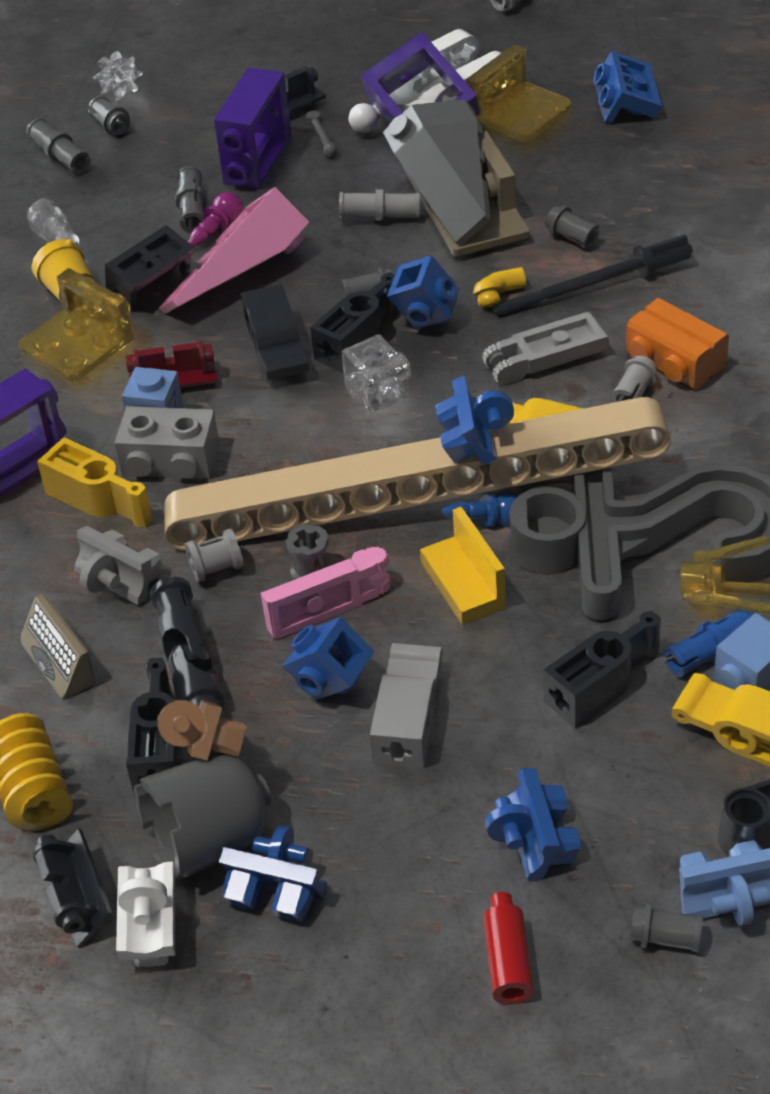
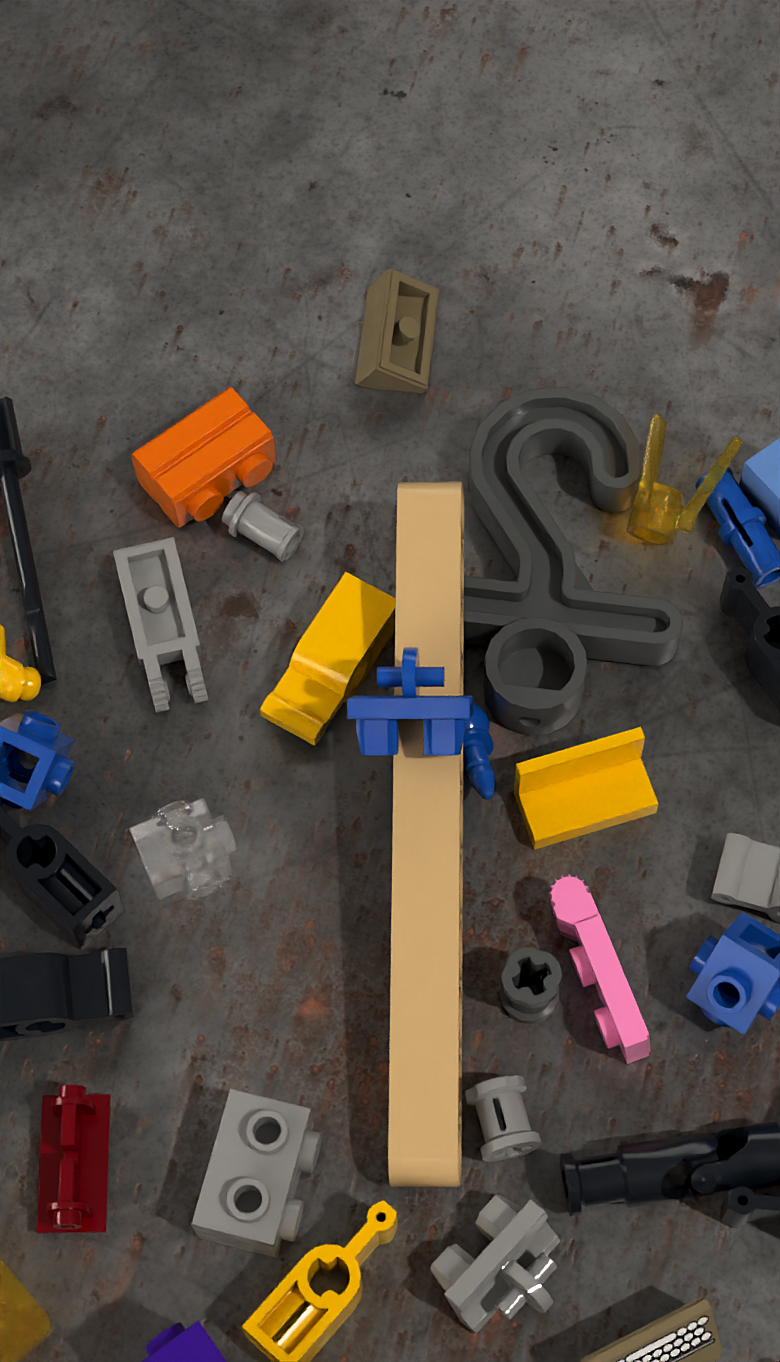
camera: 85 degrees left, 20 degrees up
(153, 389) = (162, 1188): medium blue brick -> none

